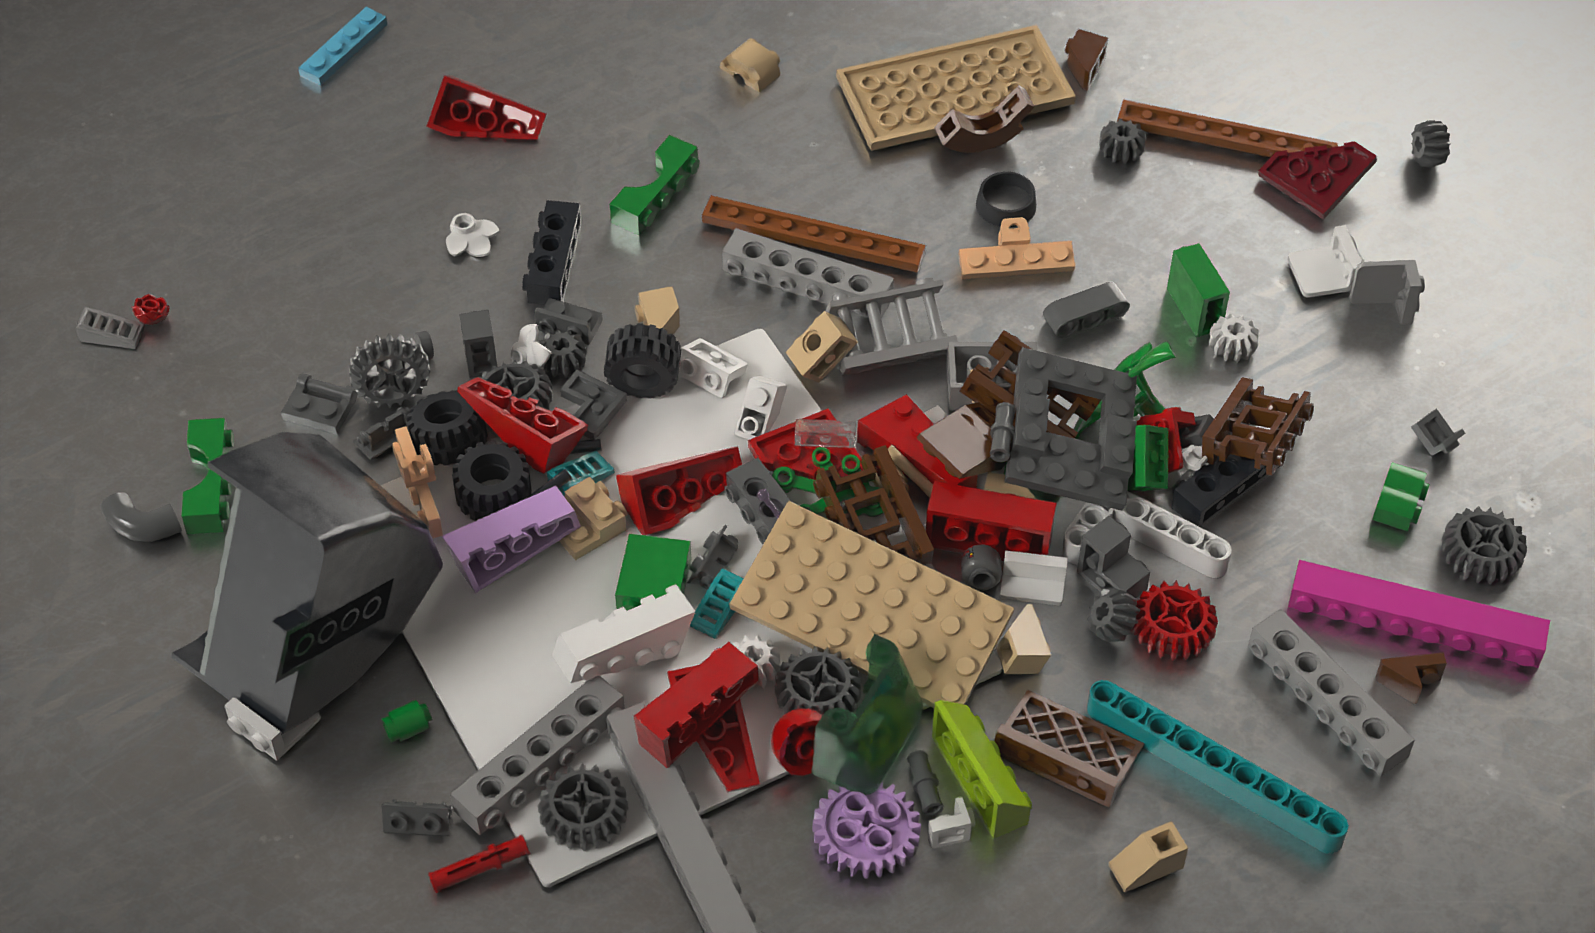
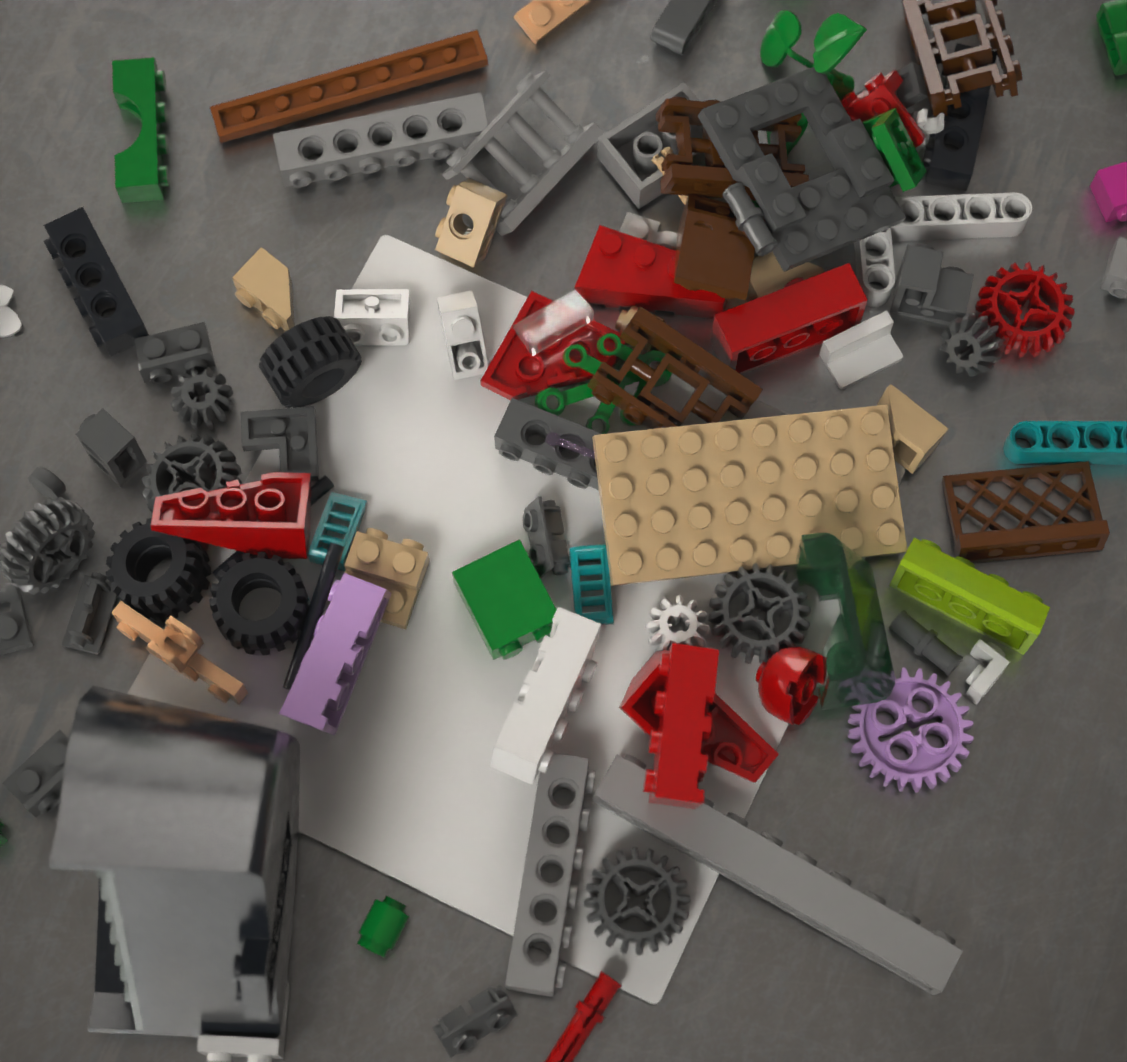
camera: 35 degrees left, 20 degrees up
(529, 349) = (167, 422): white plate -> none
(669, 491) = (442, 490): red wedge -> none
(911, 471) = (670, 310): tan bar -> none
(981, 567) = (807, 371): dark grey head -> none

